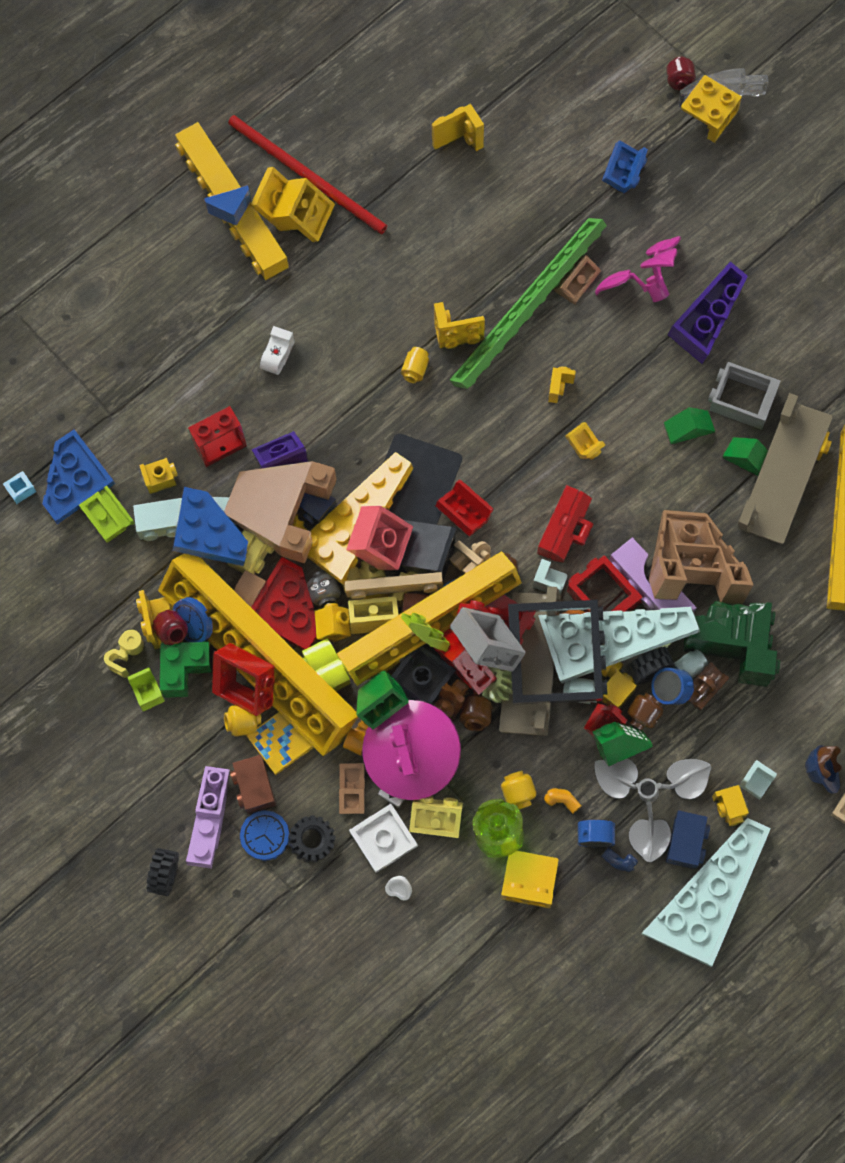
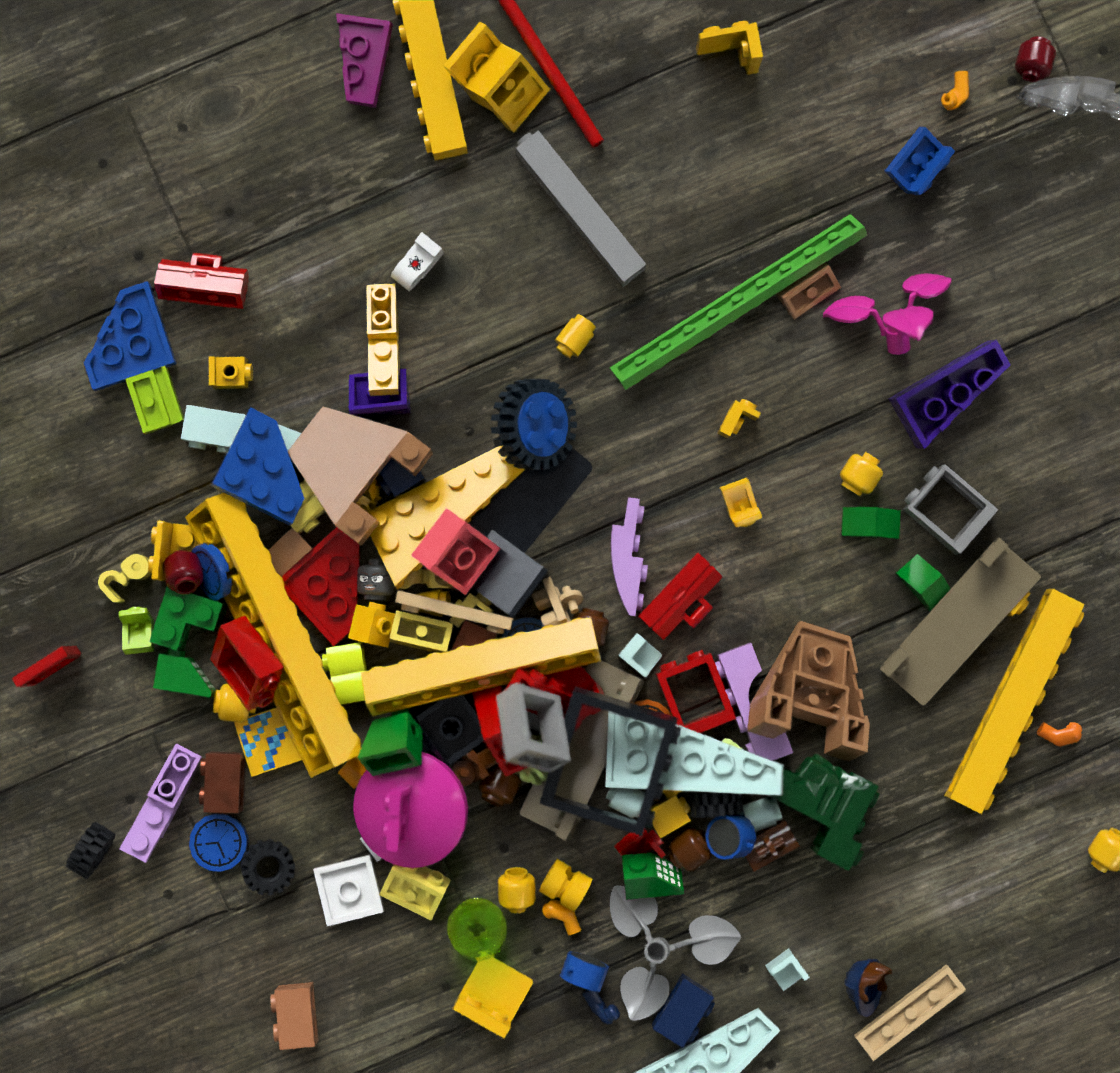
camera: 20 degrees right, 15 degrees up
(19, 487) = (63, 332): medium azure brick -> none
(83, 737) = (47, 666): none -> red tile
(116, 418) = (202, 284): none -> red piece
(188, 224) = (364, 56): none -> magenta wing
(193, 713) = (181, 674): none -> green slope
(209, 443) = (300, 352): red window -> none
(229, 205) = (418, 56): blue slope -> none
(269, 412) = (383, 340): none -> yellow slope
(352, 788) = (332, 822): medium nougat slope -> none
(374, 952) = (295, 1016): none -> nougat brick
(384, 274) = (580, 207): none -> light grey brick
(399, 887) = (347, 953): white piece -> none
(406, 431) = (533, 424): none -> wheel
(425, 632) = (464, 693): lime slope -> none
(458, 332) = (631, 316): yellow bracket -> none
(465, 508) = (571, 537): red bracket -> none
(513, 514) = (627, 569): none -> lavender slope
(556, 771) = (565, 885): none -> yellow wheel
(635, 114) = (959, 93): none -> light orange arm
(668, 391) = (861, 473): none -> yellow head
(712, 105) = (1055, 117): yellow bracket -> none
(731, 805) = (746, 989): yellow brick -> none

